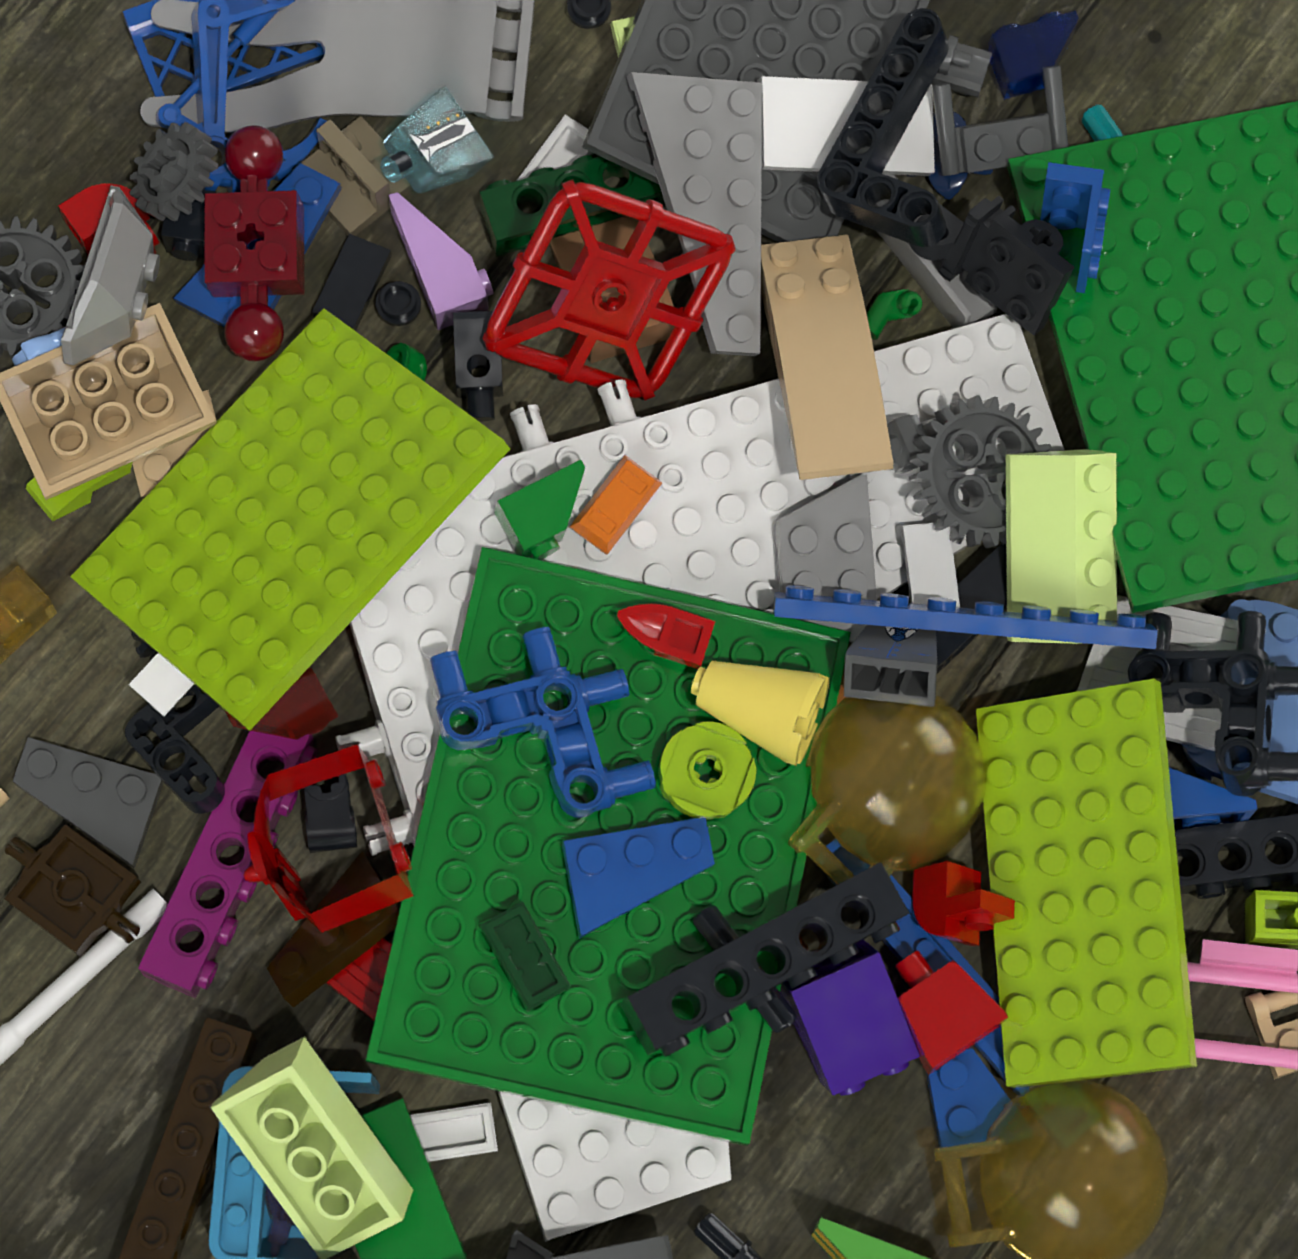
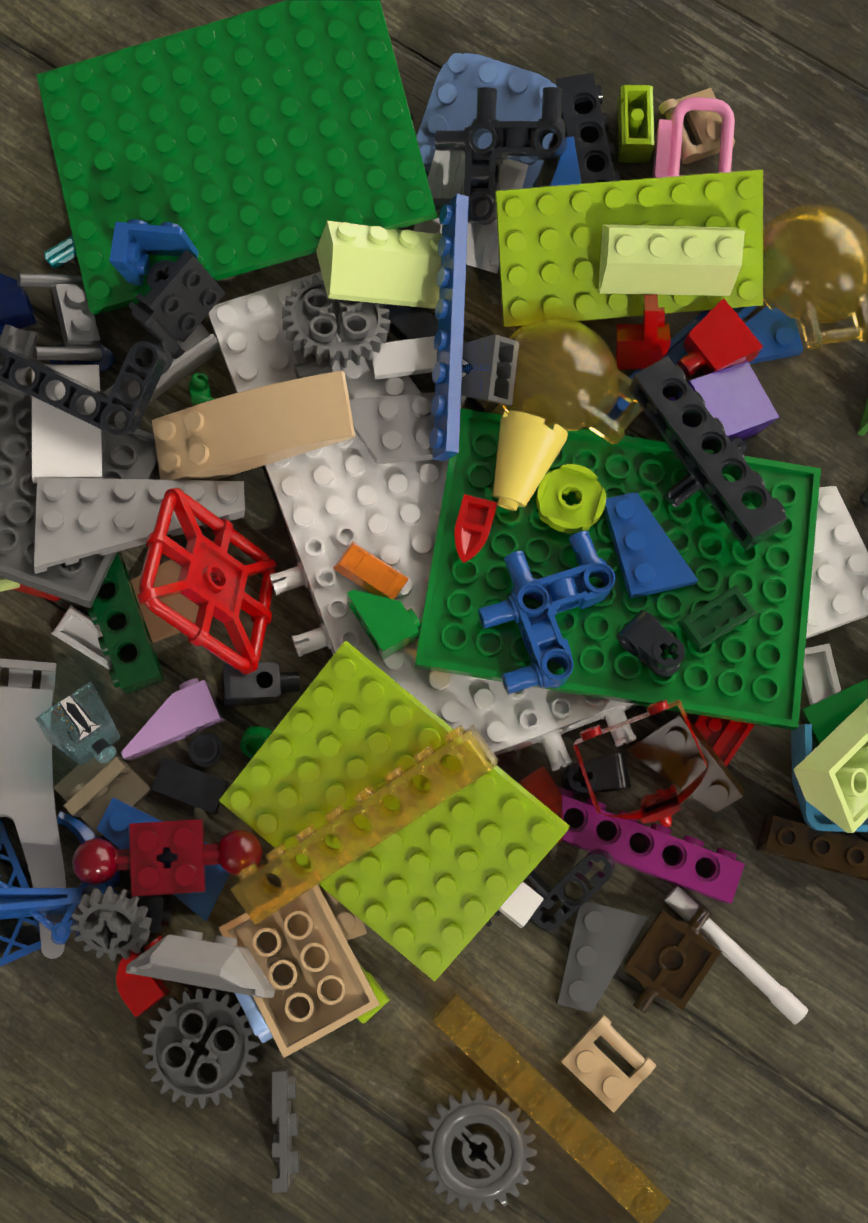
camera: 90 degrees left, 5 degrees up
(338, 594) = (263, 899): none -> clear yellow brick
(494, 855) = (648, 641): none -> black piece
(1062, 927) = (670, 259): none -> yellowish green slope

